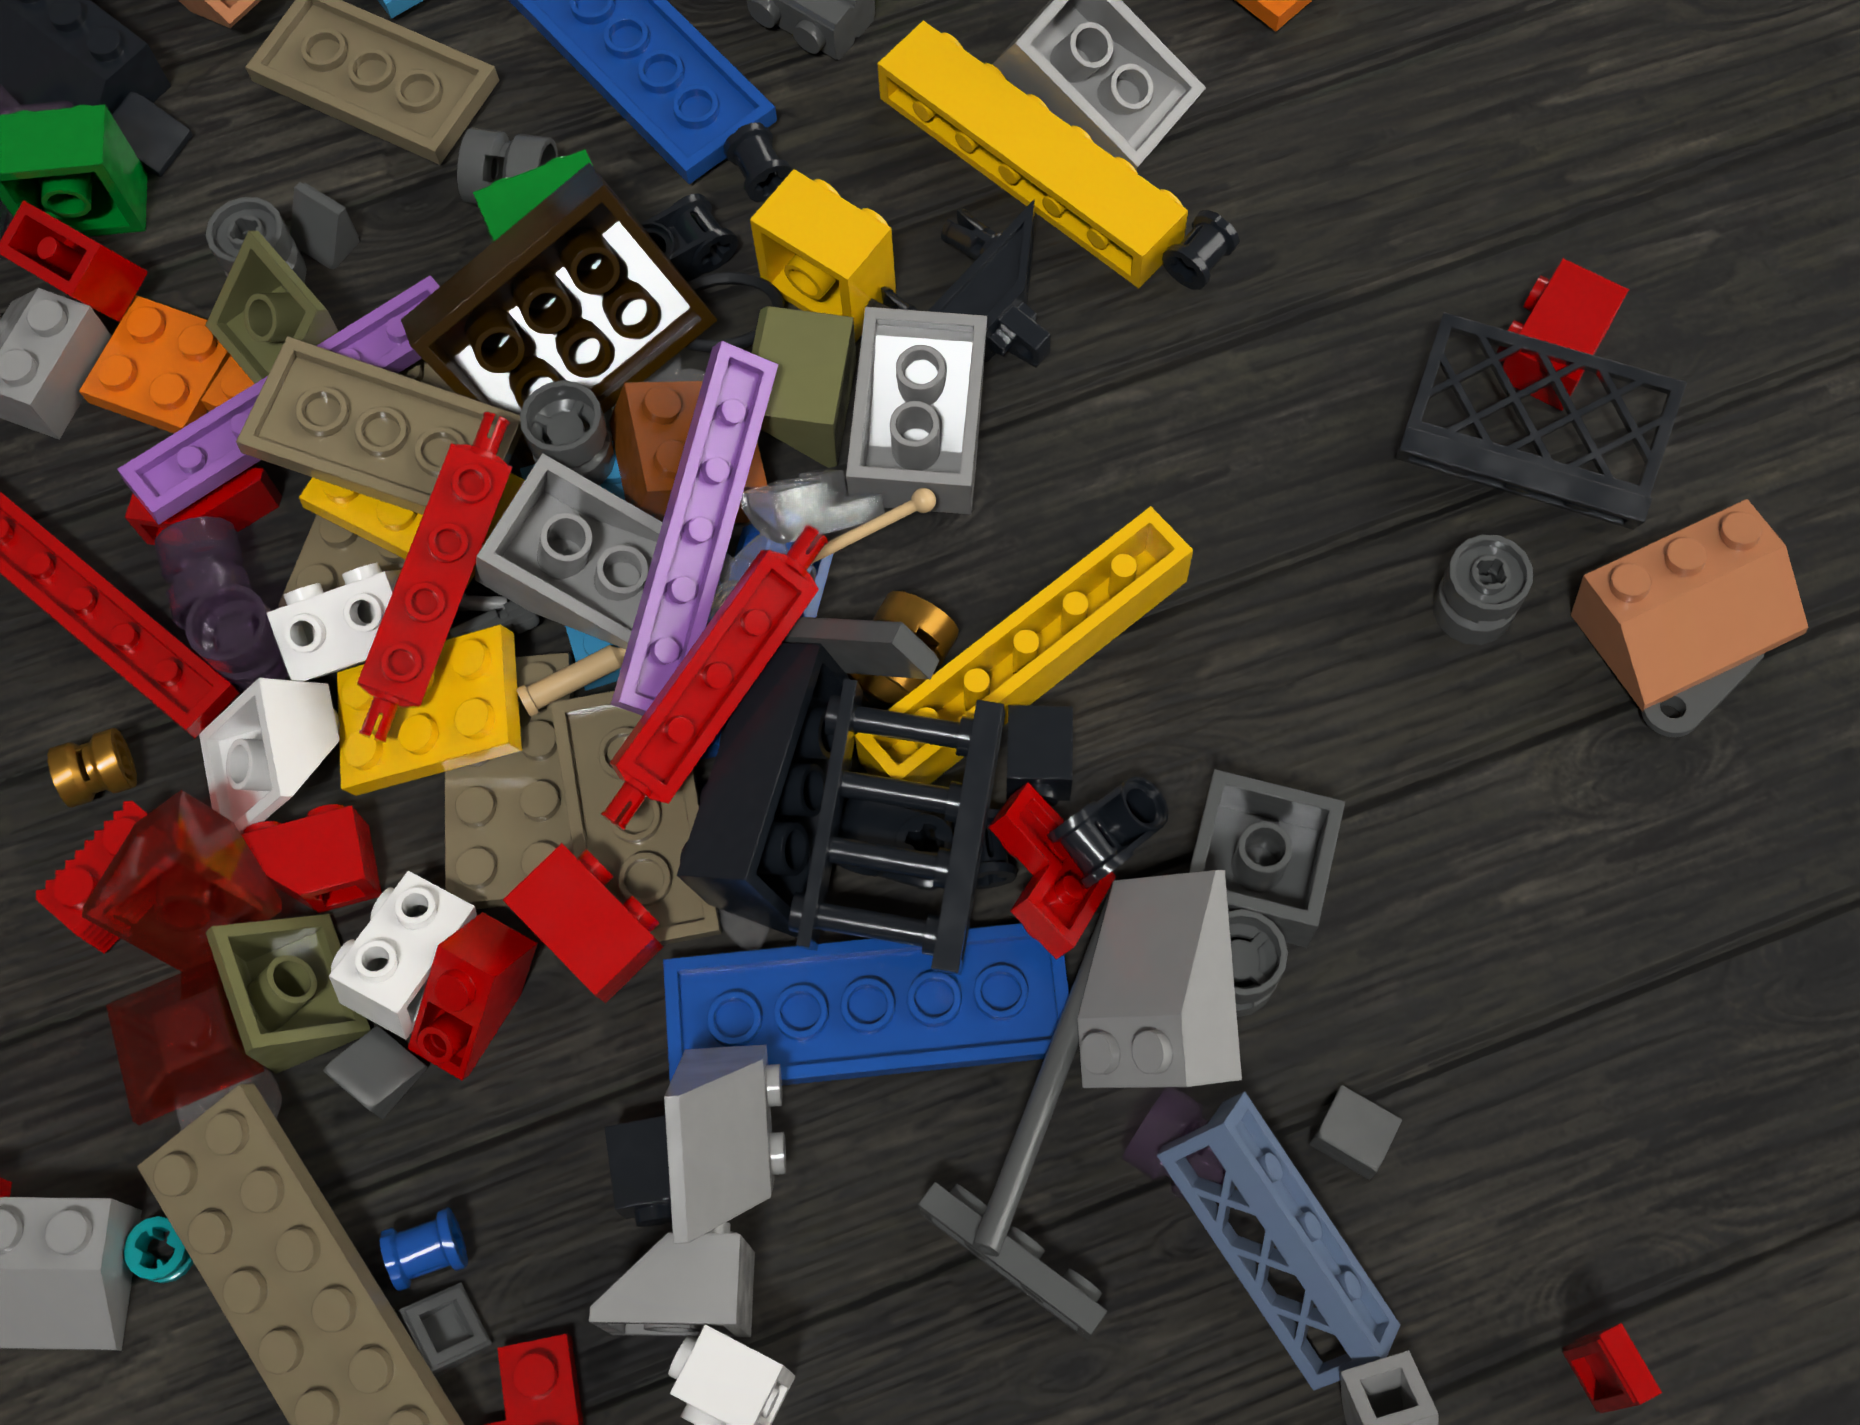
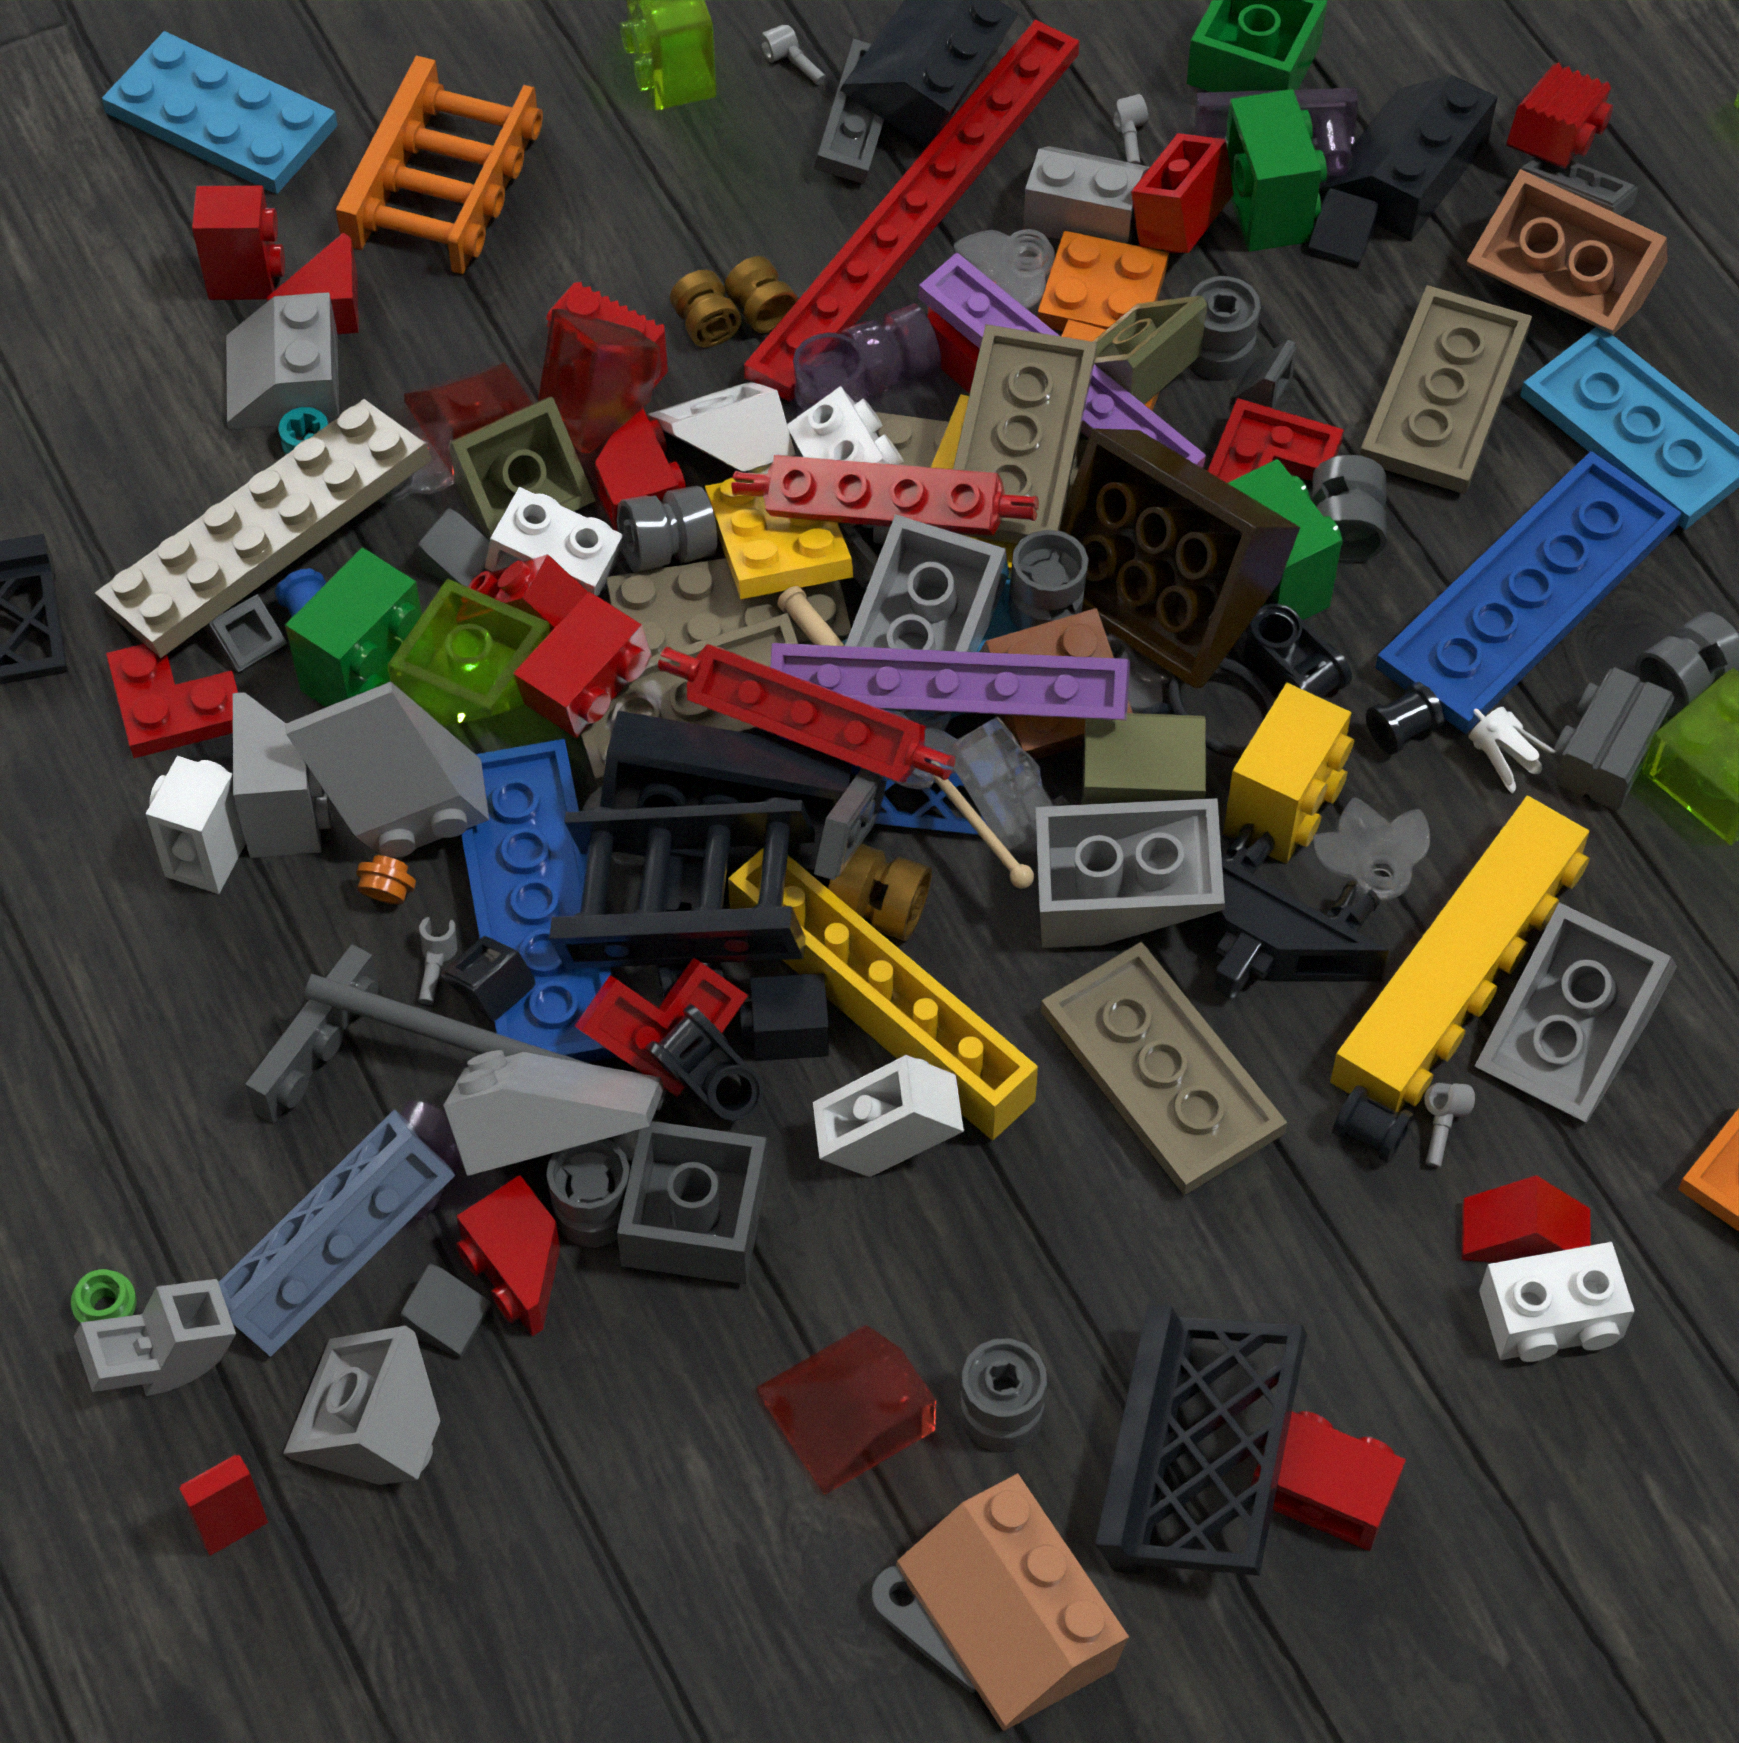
camera: 80 degrees right, 10 degrees down
(88, 705) = (757, 290): none -> pearl gold wheel
(94, 462) = (1013, 261): none -> clear plate
(403, 825) = (675, 527): none -> dark grey wheel
(404, 236) = (1263, 434): none -> red plate
(486, 1174) = (352, 629): none -> green brick
(547, 1053) = (465, 655): none -> clear neon green slope
(797, 82) = (1505, 731): none -> white piece
(817, 1172) = (385, 880): none -> orange plate
(897, 196) = (1371, 844): none -> clear plate
(919, 1125) = (436, 951): none -> light grey hand
(966, 1056) = (490, 977): none -> black slope
(1123, 419) = (1163, 1068): none -> dark tan plate
(1186, 656) = (888, 1116): none -> white brick
(1192, 194) = (1445, 1103): none -> light grey hand
(1299, 1044) = (516, 1247): none -> red slope
(1310, 154) = (1522, 1222): none -> red slope
(1393, 132) = (1556, 1302): none -> white brick
(1474, 735) = (850, 1406): none -> clear red slope
(1477, 1218) = (368, 1409): none -> light grey slope

